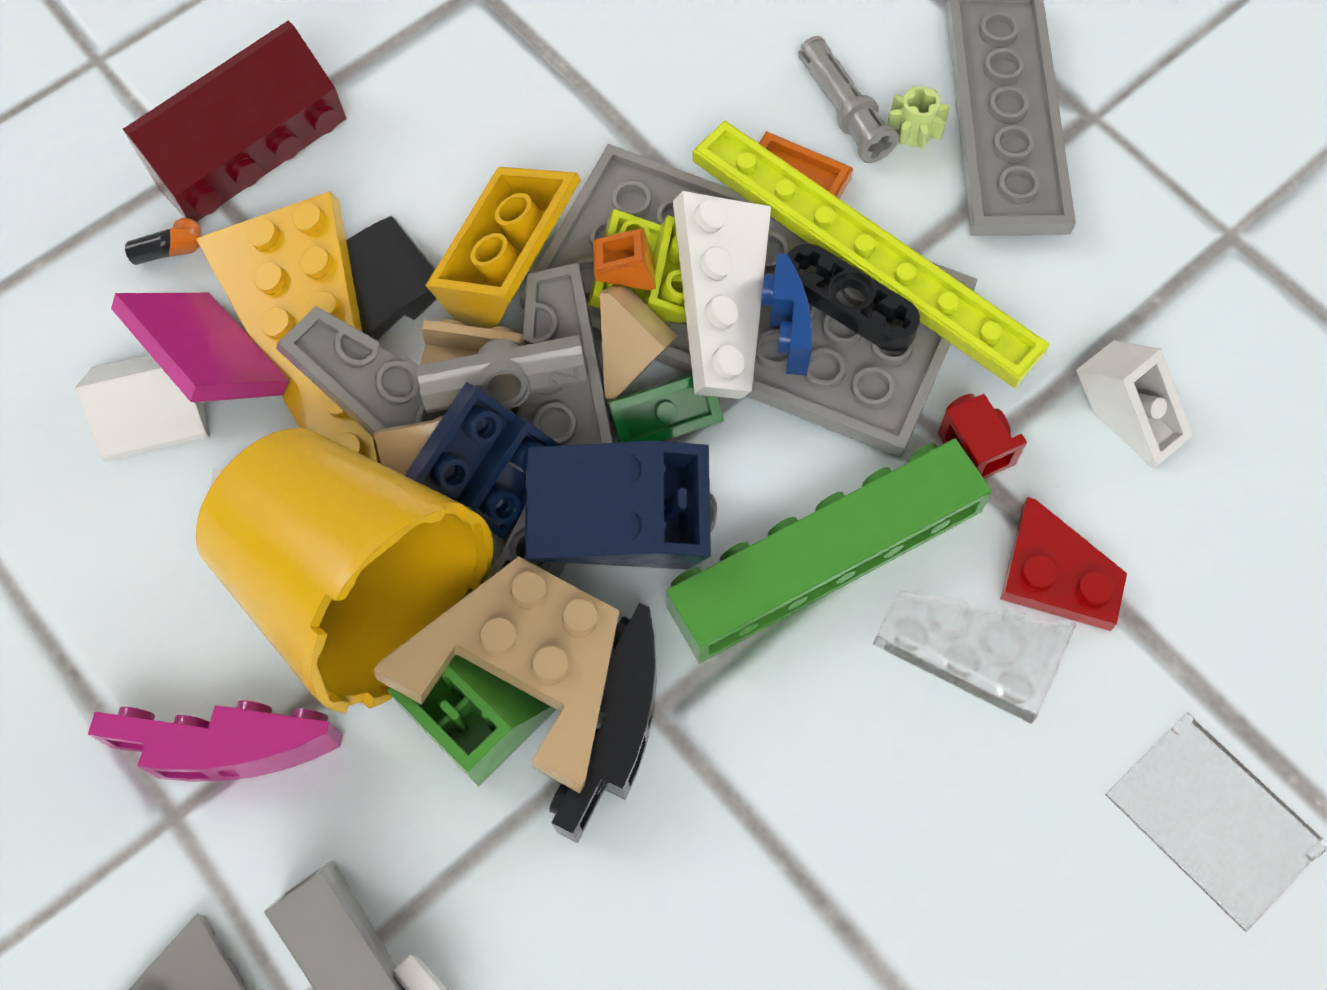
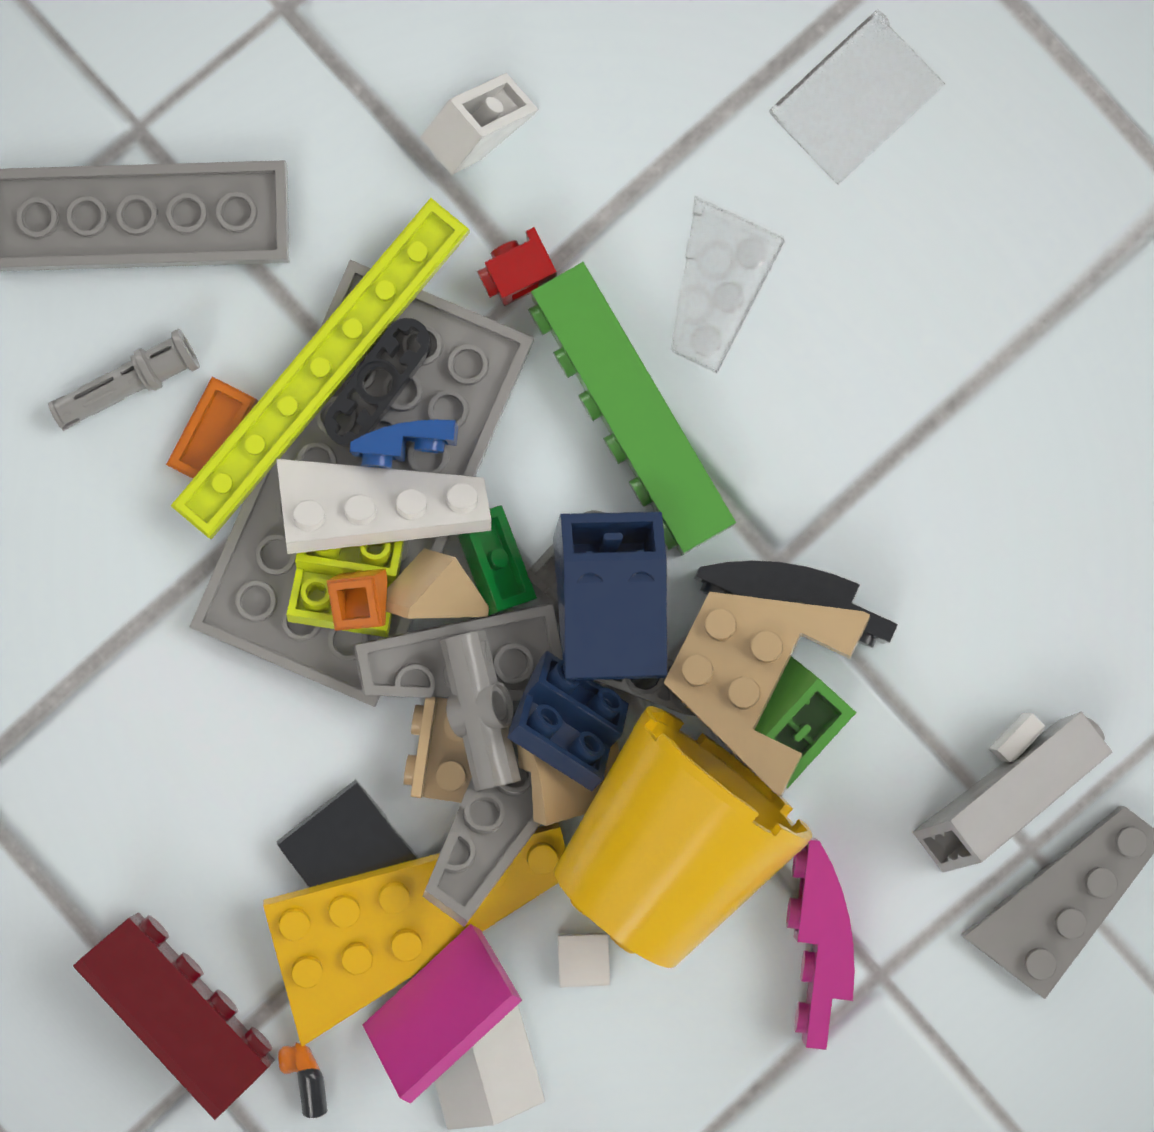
camera: 90 degrees left, 20 degrees up
(500, 243) = (325, 720): yellow slope -> none
(918, 116) = (141, 300): yellowish green gear -> none
(1061, 571) = (642, 205): red wing -> none

